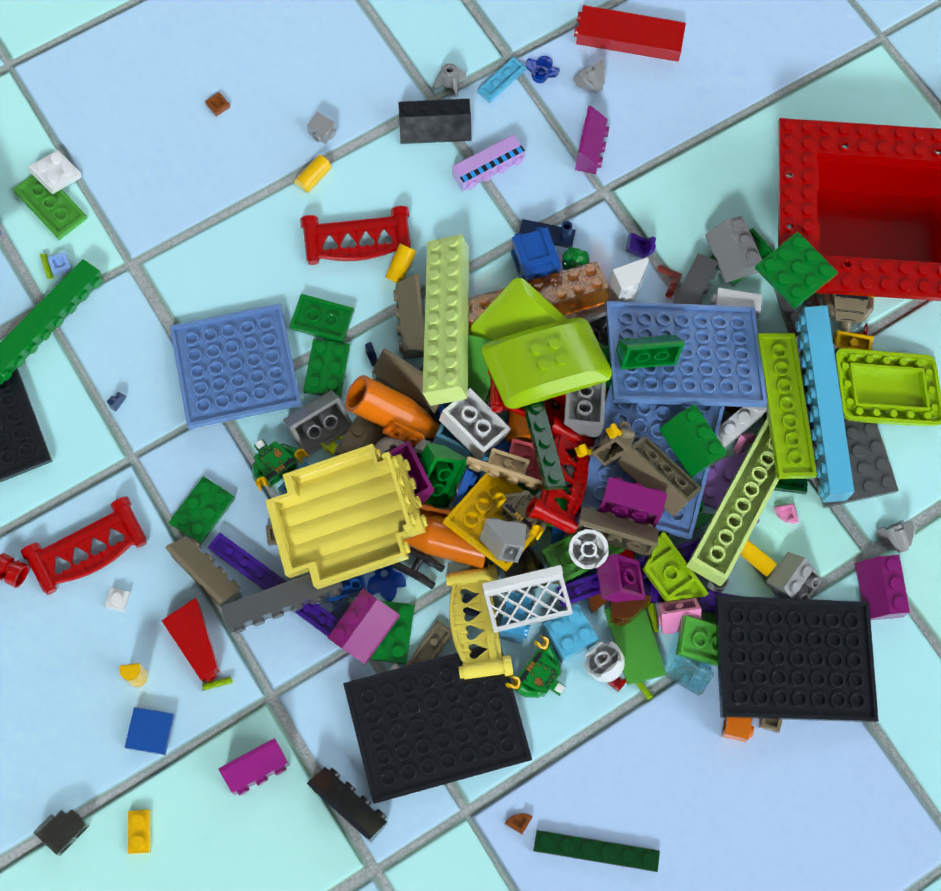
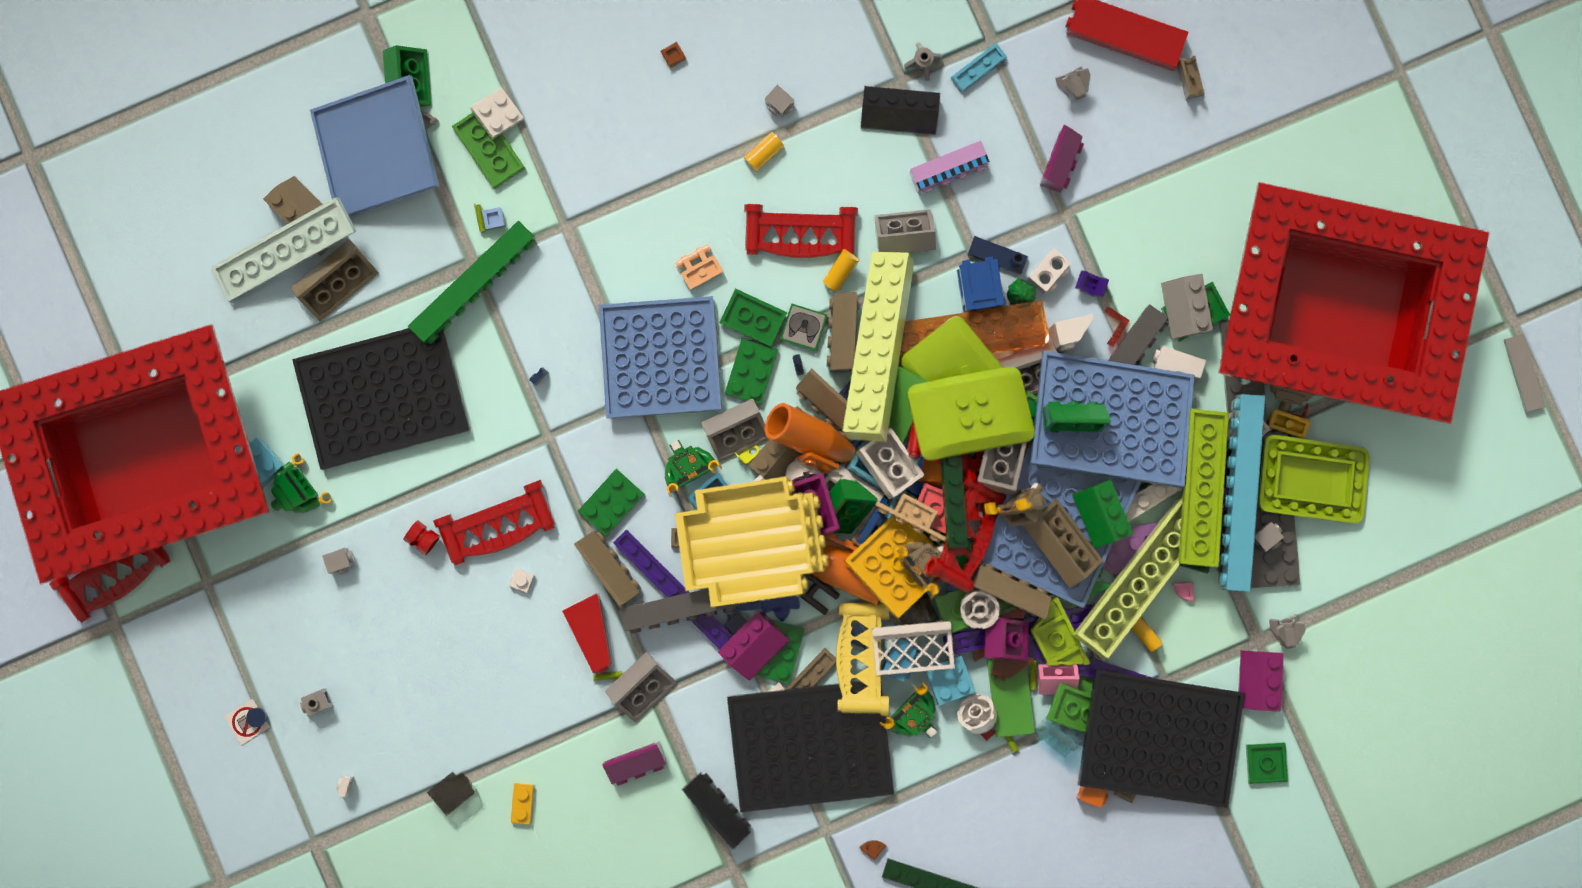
camera: 10 degrees right, 15 degrees up
(134, 674) = (531, 659): yellow brick -> none
(149, 731) = (540, 712): blue tile -> none
(252, 688) = (640, 687): none -> light grey slope
(267, 284) = (702, 271): none -> light nougat plate
(372, 321) = (803, 327): none -> tile
(463, 220) = (905, 232): none -> light grey slope
(504, 538) = (900, 593): light grey slope -> none
(541, 69) = (1025, 58): clear blue plate -> none
(595, 238) = (1046, 268): none -> white brick
(633, 501) = (1031, 568): magenta slope -> none
(695, 63) = (1190, 78): none -> dark tan hinge
(743, 441) = (1156, 510): bright pink tile -> none
(794, 578) = (1176, 659): light grey slope -> none
(796, 270) = (1239, 359): green plate -> none
(859, 446) = (1268, 537): none -> light grey brick
(906, 670) = (1266, 763): none -> green tile

